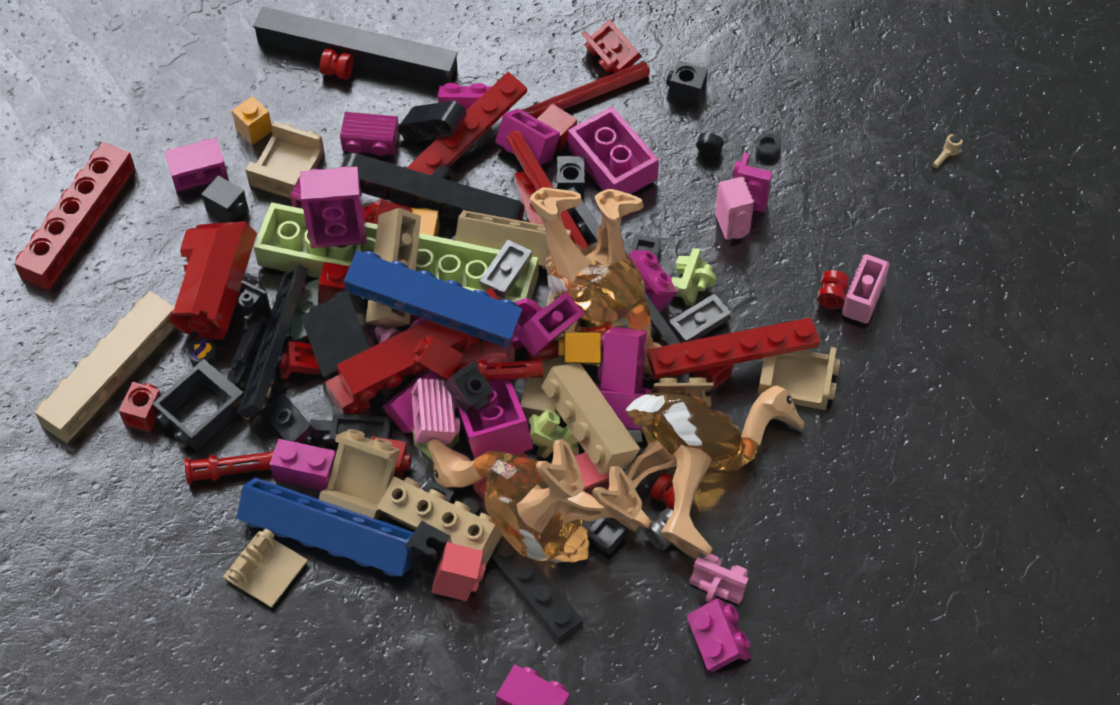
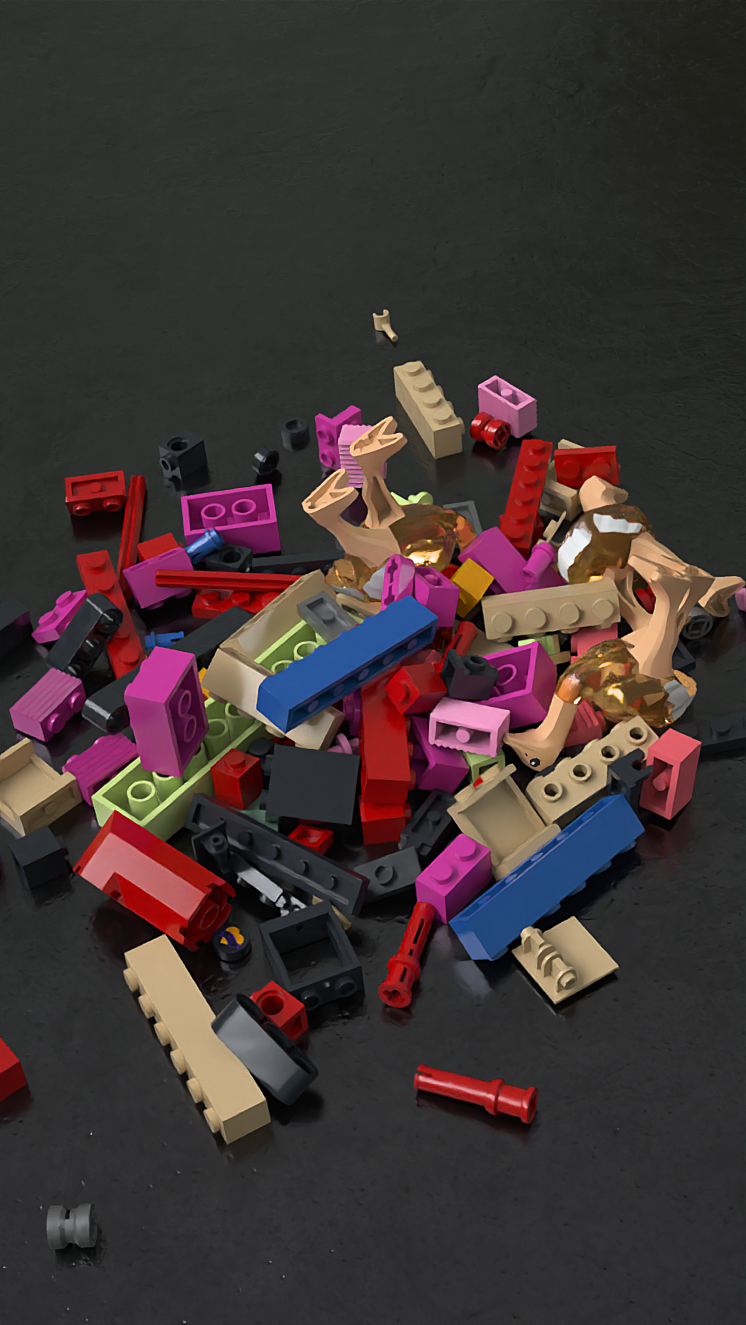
camera: 60 degrees left, 15 degrees down
(111, 402) = (264, 1049): none -> black beam
(124, 567) = (494, 1095): none -> red pin
(464, 169) = (162, 640): none -> blue pin
(542, 297) = (397, 579): none -> dark pink beam
(570, 150) = (205, 545): none -> blue pin
(635, 387) = (542, 556): none -> dark pink pin
(800, 382) = (579, 464): none -> red bracket
(835, 231) = (428, 409): none -> tan brick

